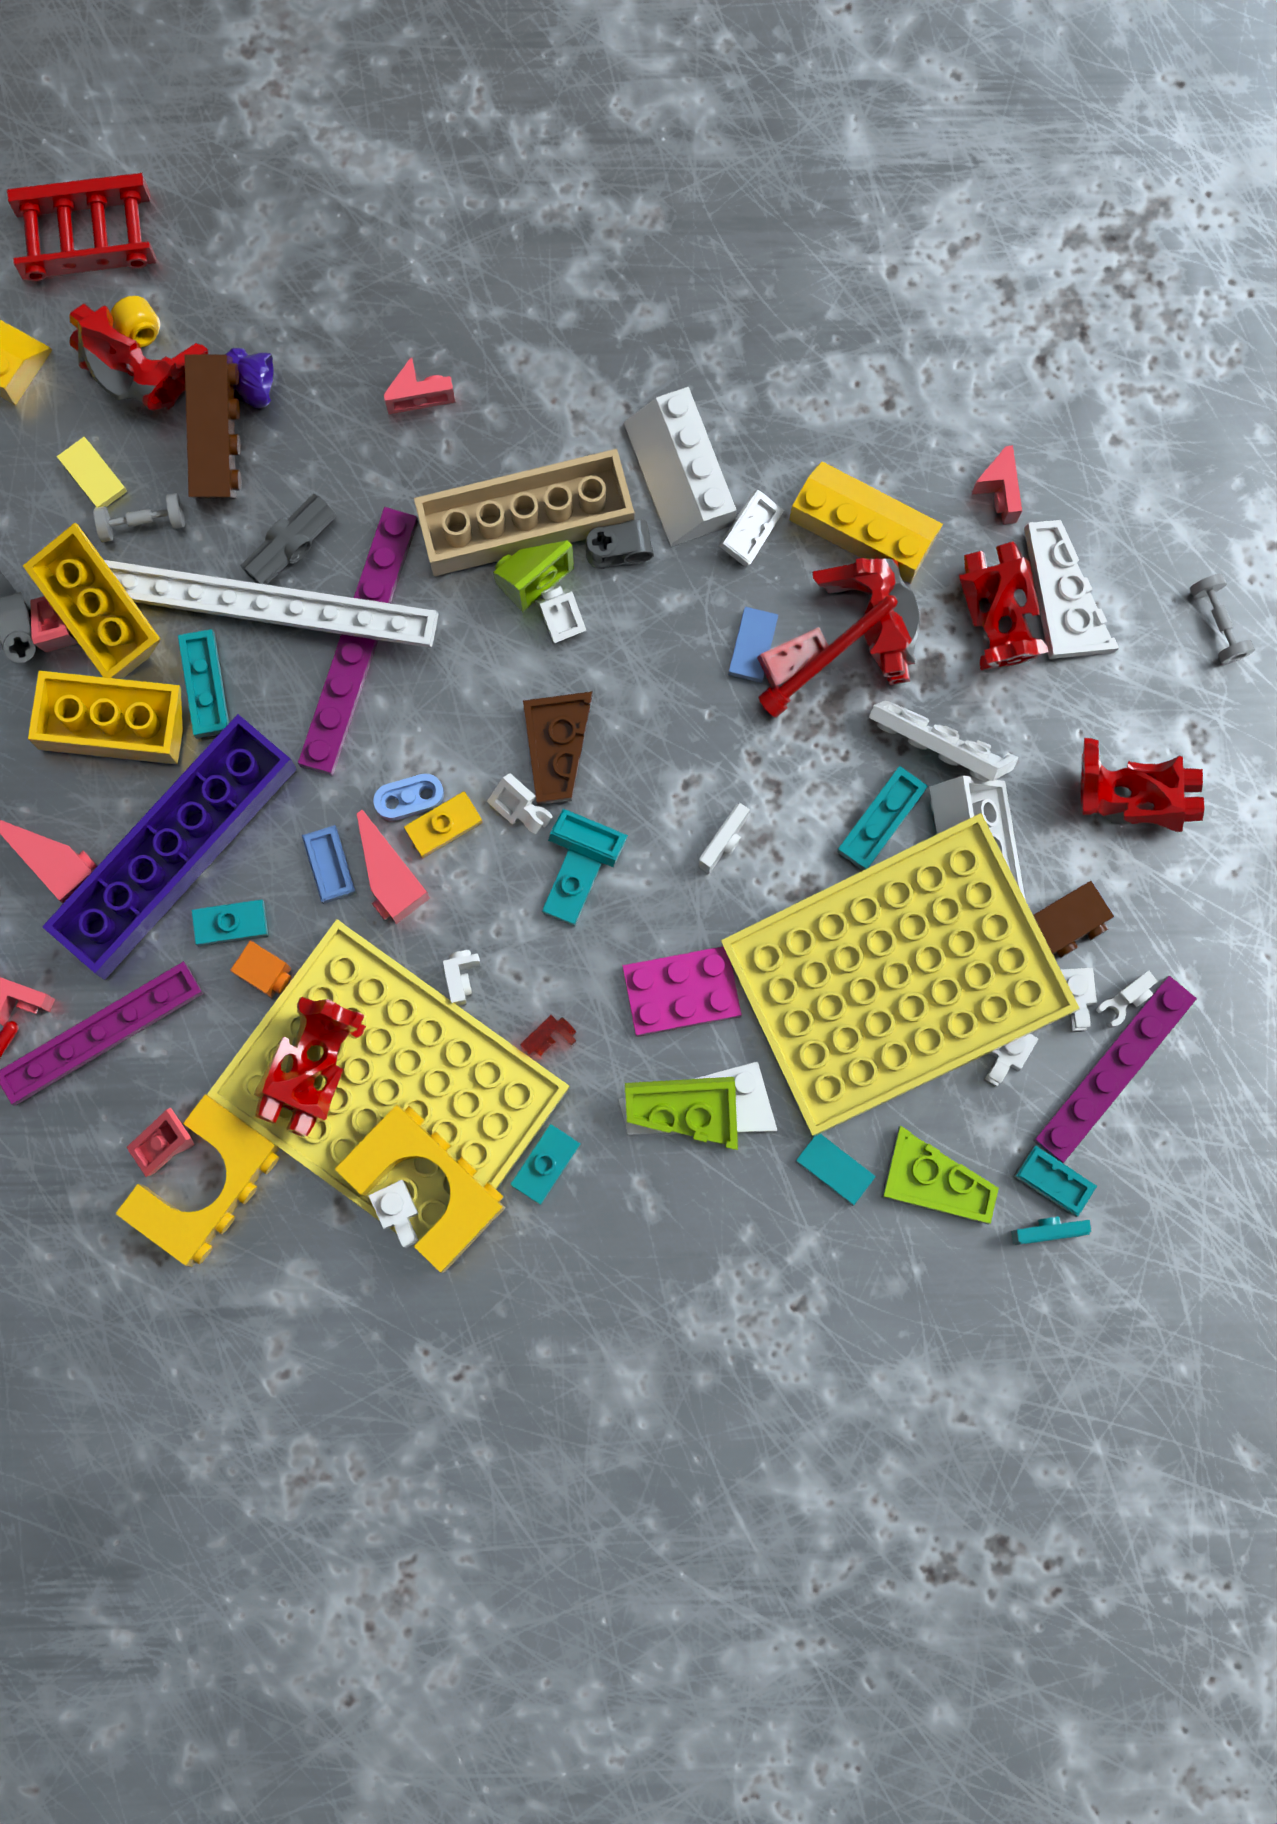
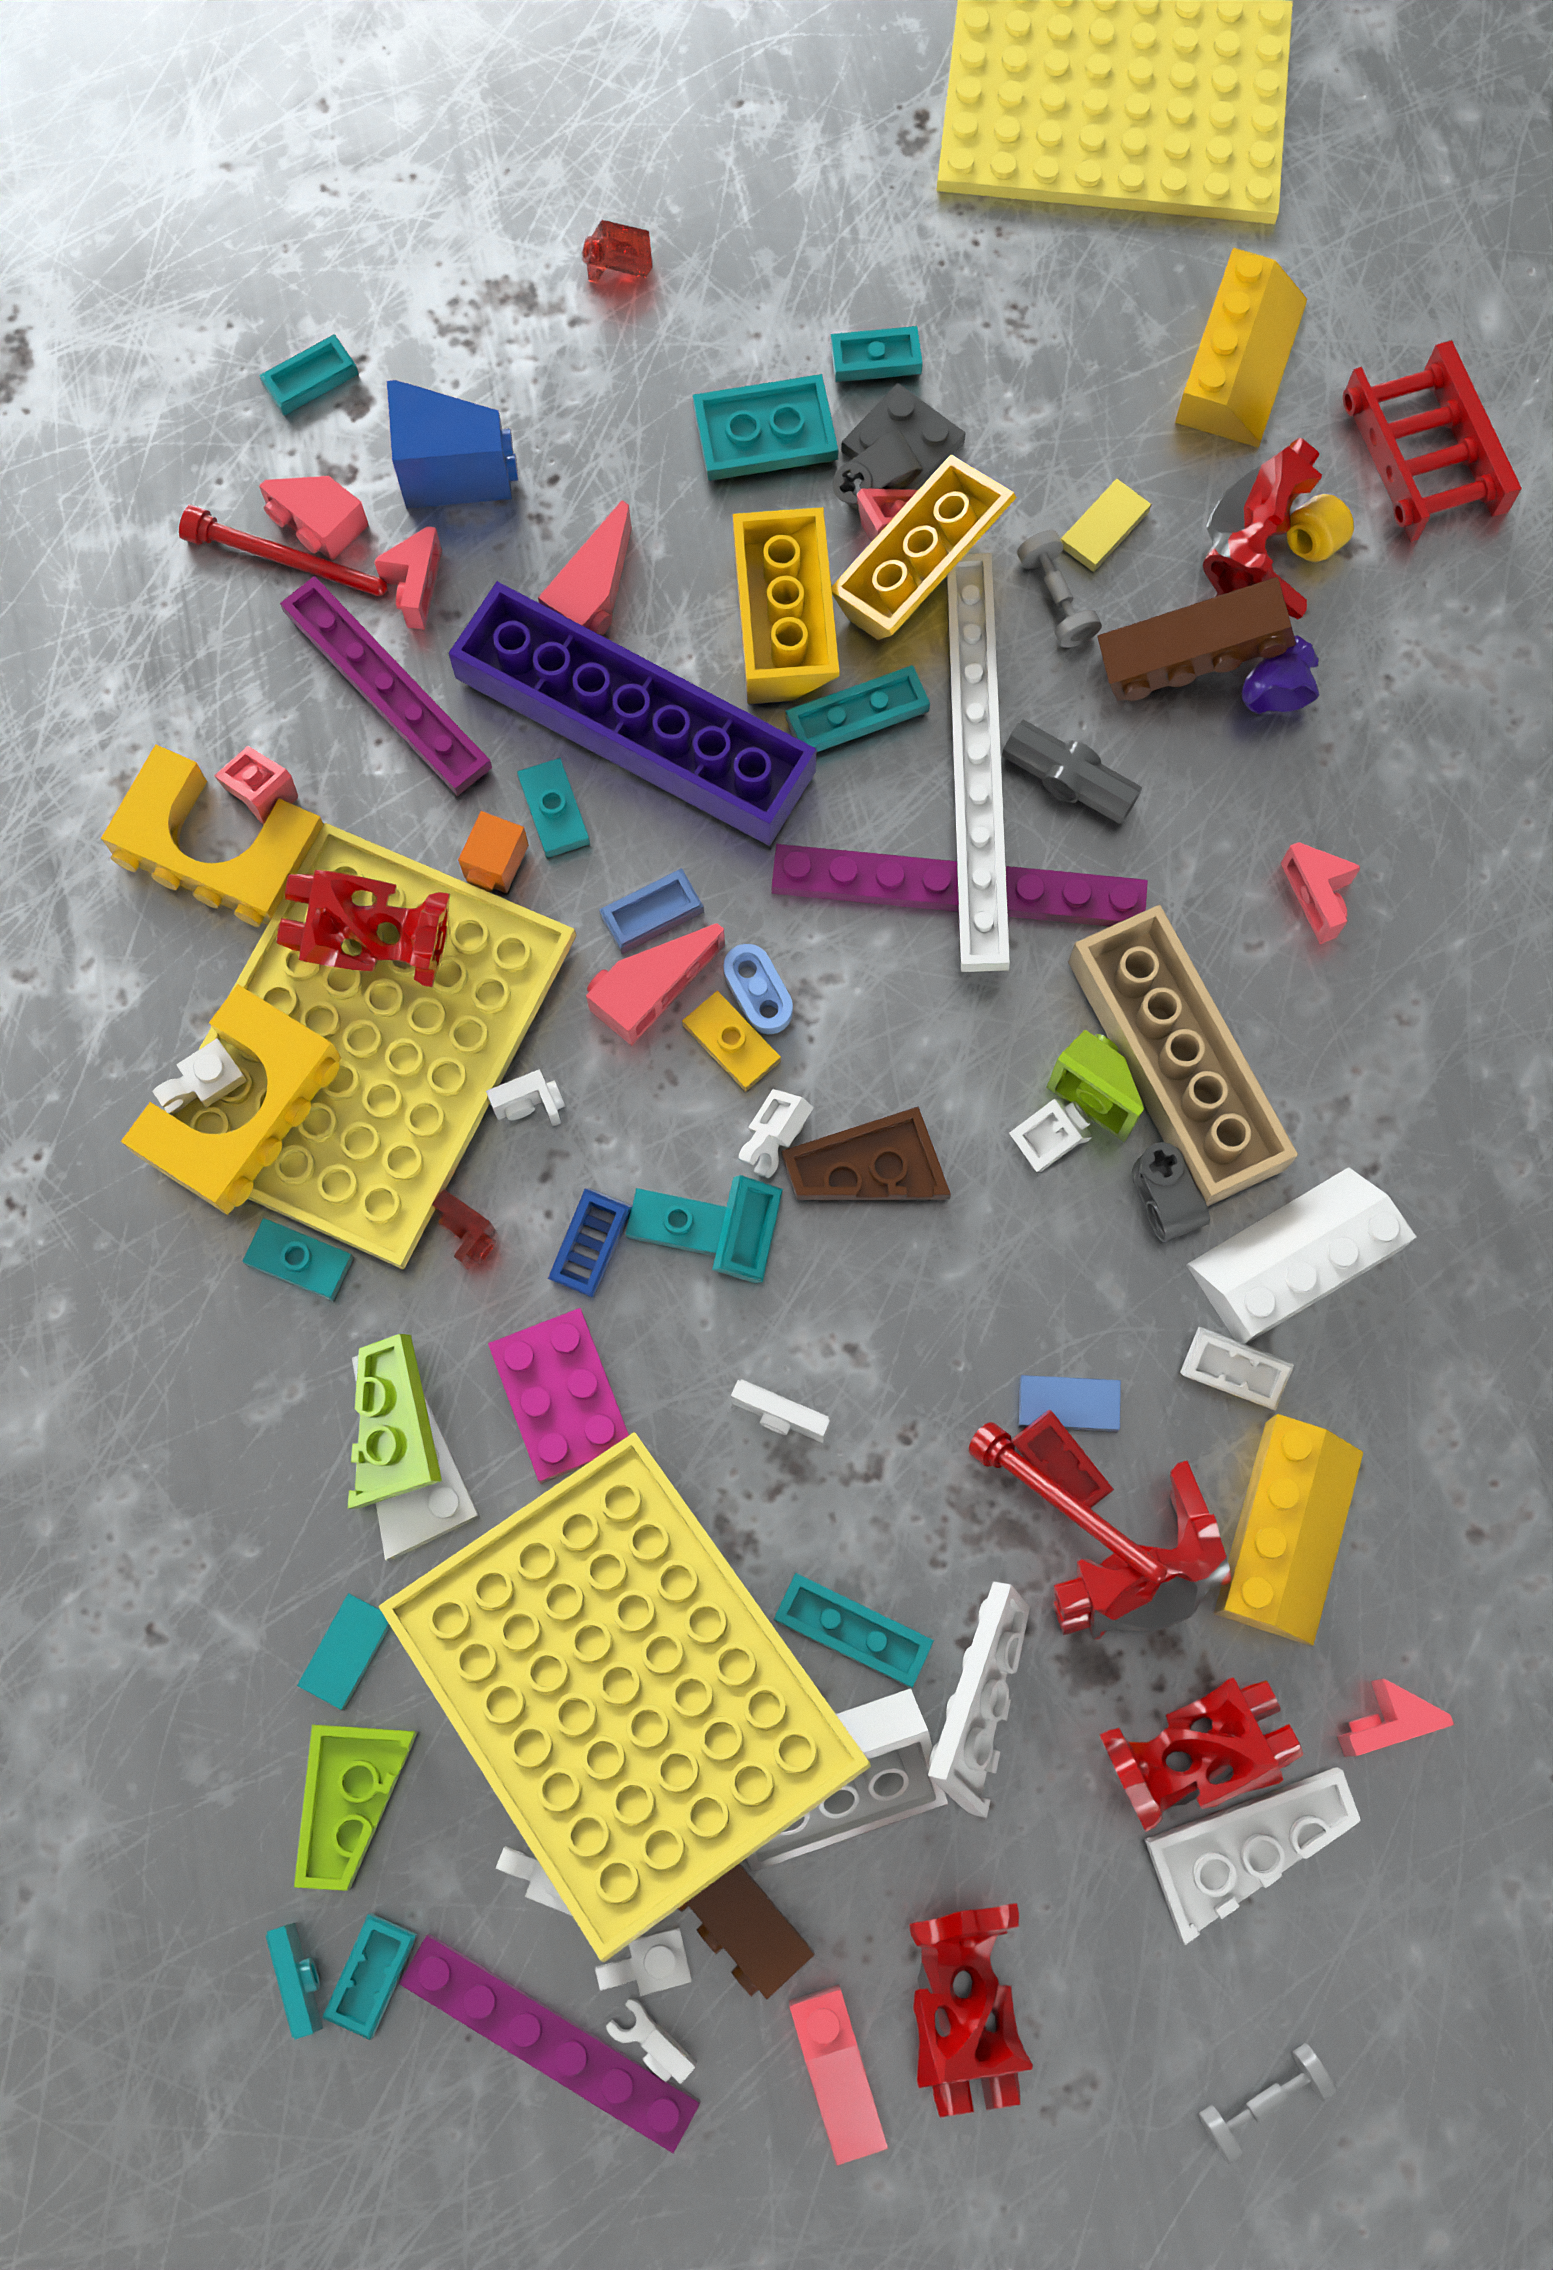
camera: 80 degrees right, 5 degrees down
(569, 931) = (614, 1232): none -> blue slope
(1161, 883) = (837, 2074): none -> coral slope

